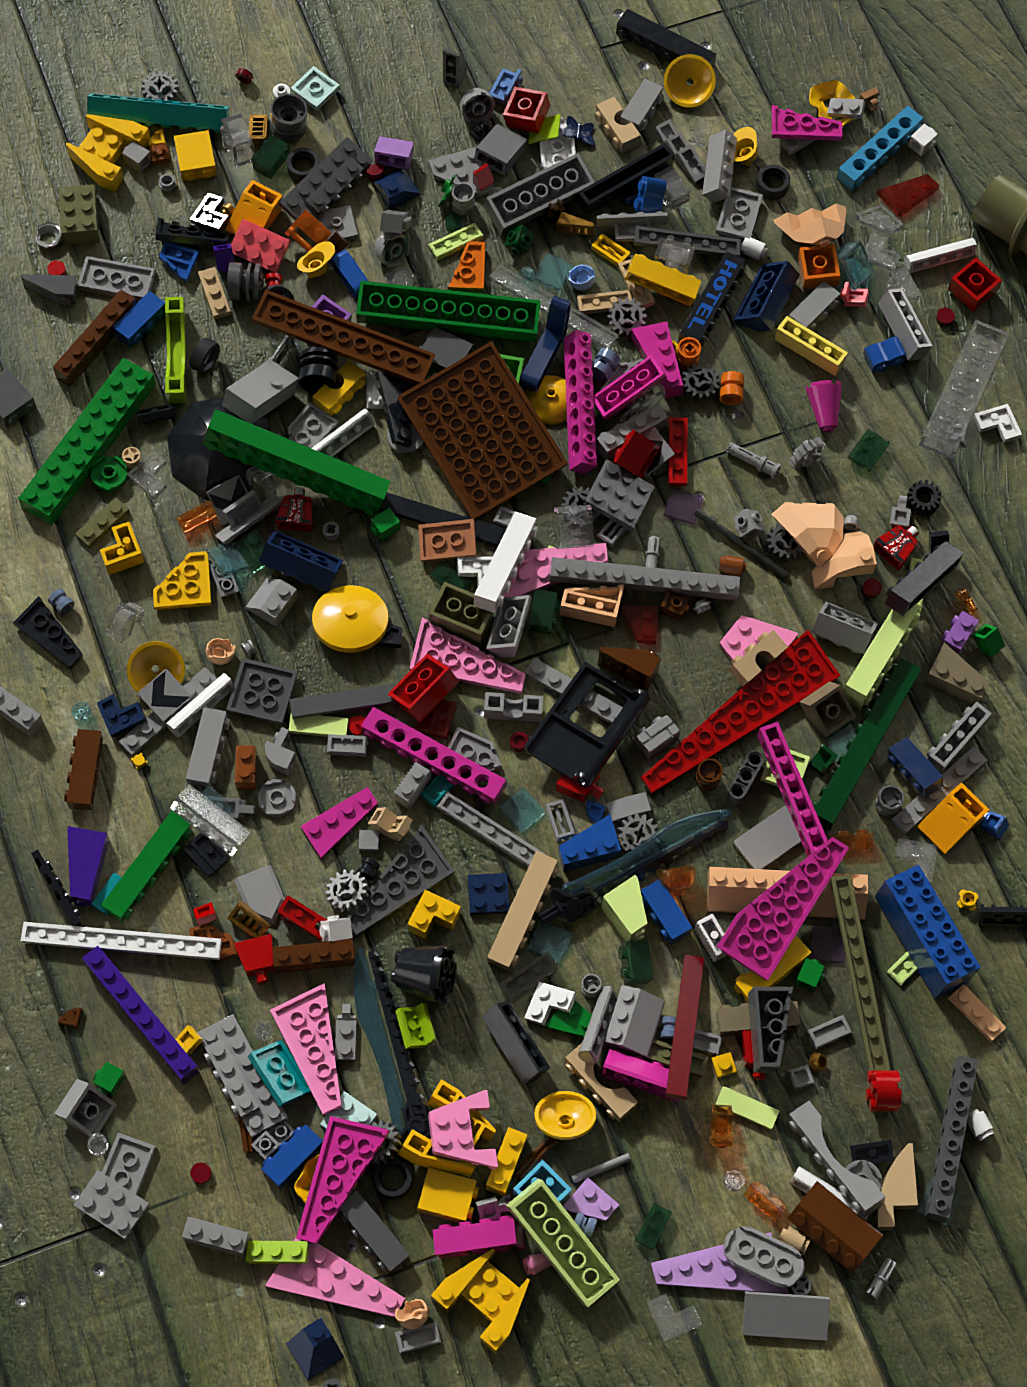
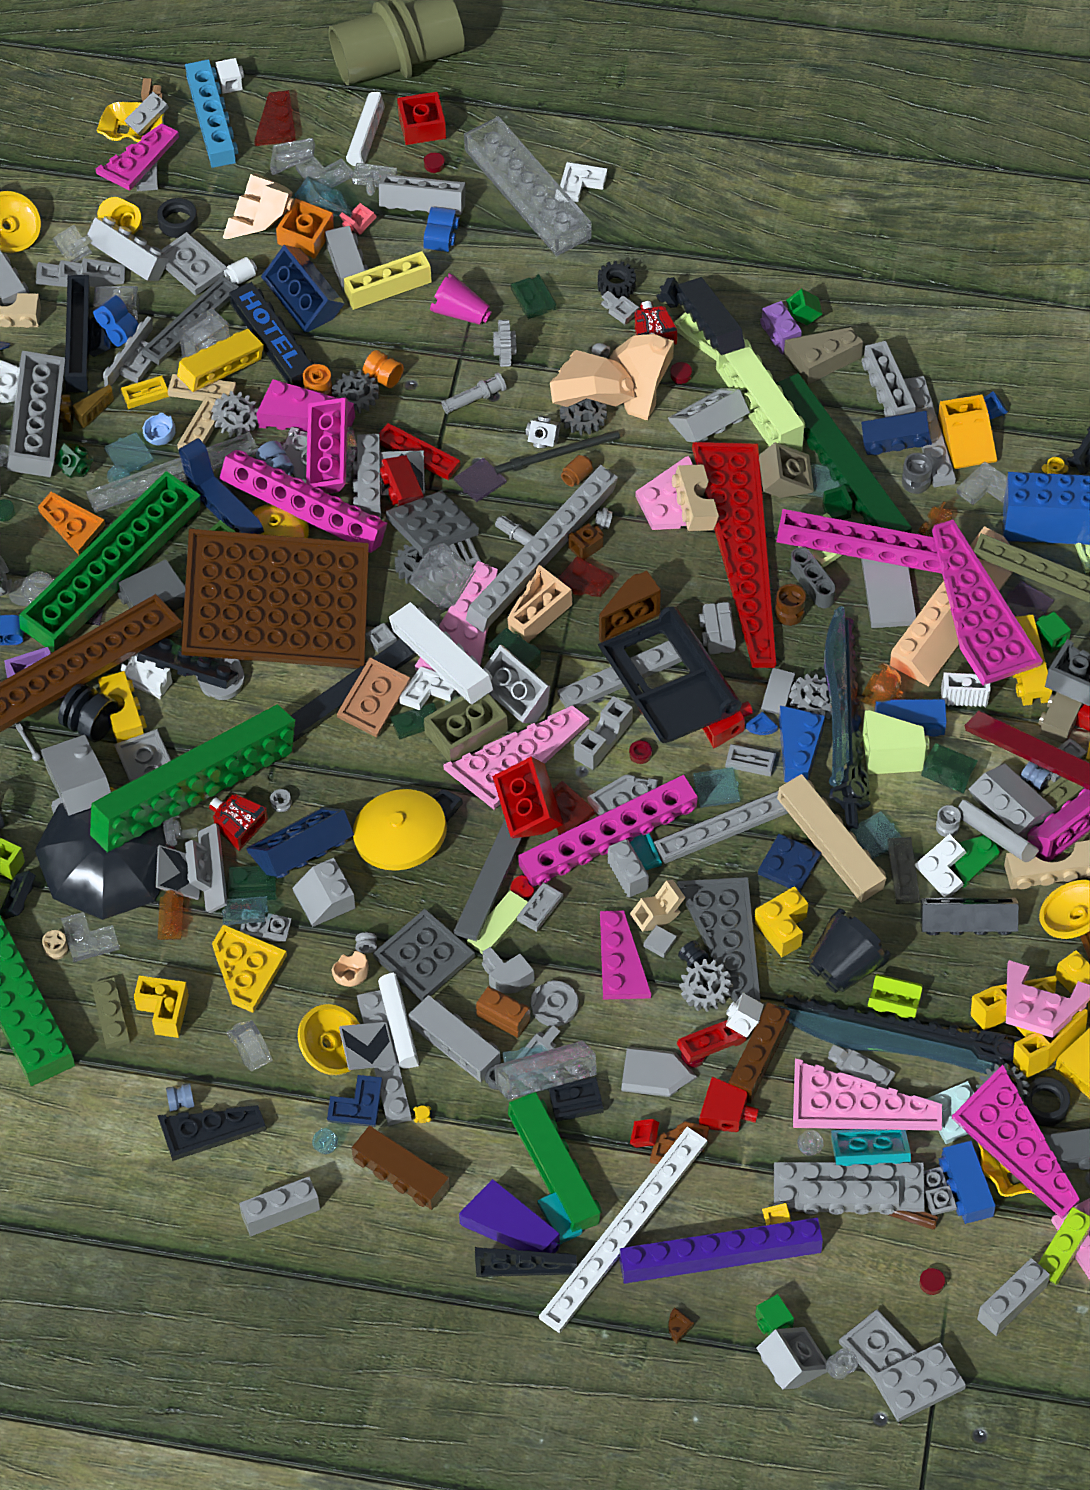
camera: 55 degrees left, 10 degrees down
(113, 482) = (64, 966): green plate -> none
(245, 926) = (663, 1100): pearl gold slope -> none
(345, 434) = (178, 724): white brick -> none
(385, 524) = (313, 743): green brick -> none
(455, 241) = (26, 520): yellowish green tile -> none
(963, 594) = (745, 304): clear orange arm -> none

